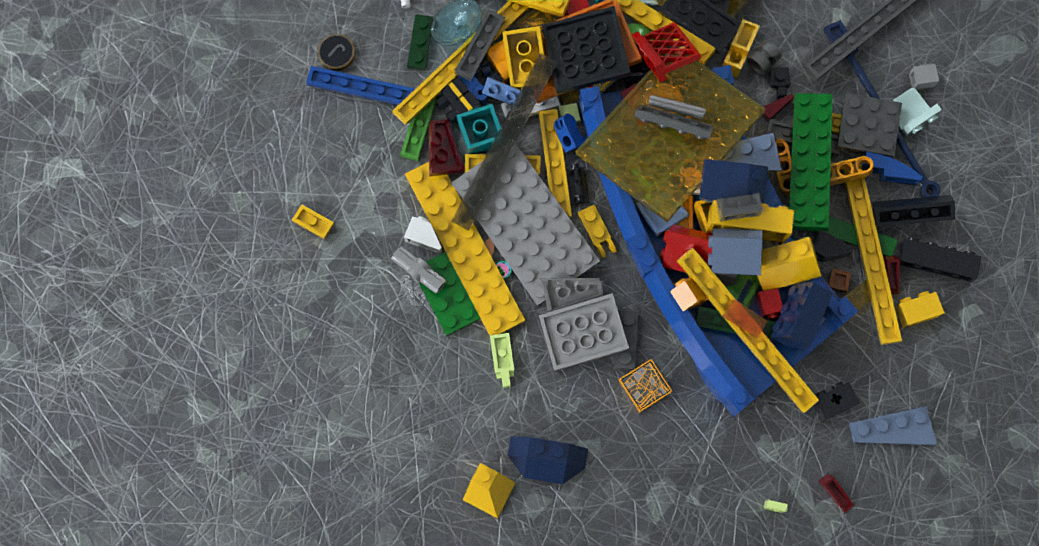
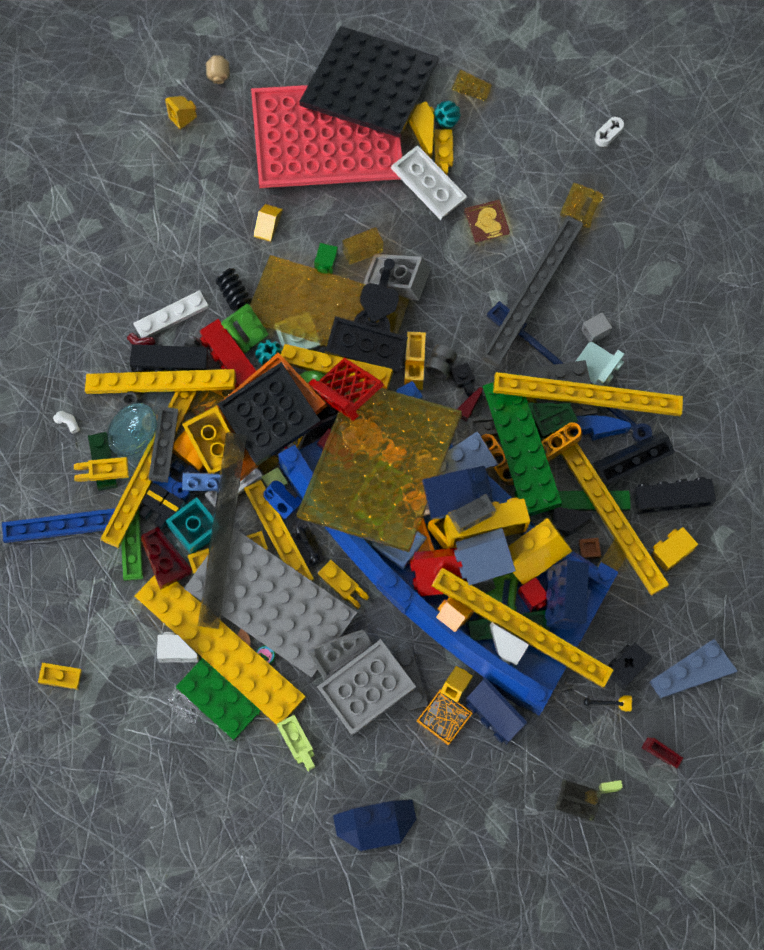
camera: 25 degrees left, 5 degrees down
(336, 52) = (22, 500): black tile -> none
(417, 49) = (103, 469): none -> yellow hinge
(418, 270) = (183, 685): light grey piece -> none
(488, 490) = (331, 876): yellow slope -> none
(667, 359) = (456, 684): none -> yellow brick
(677, 107) = (378, 438): light grey axle -> none
(680, 123) = (379, 453): dark grey plate -> none
(694, 398) = (495, 712): none -> dark blue slope
(727, 341) = (507, 645): none -> white slope
(740, 507) = (578, 800): none -> clear smoke brick
(745, 318) = (516, 617): clear orange plate -> none
(817, 434) = (624, 702): none -> hinge
(849, 144) = (552, 416): none -> dark green wing
(892, 135) = (588, 394): none -> yellow plate
(892, 267) = (634, 518): dark red piece -> none

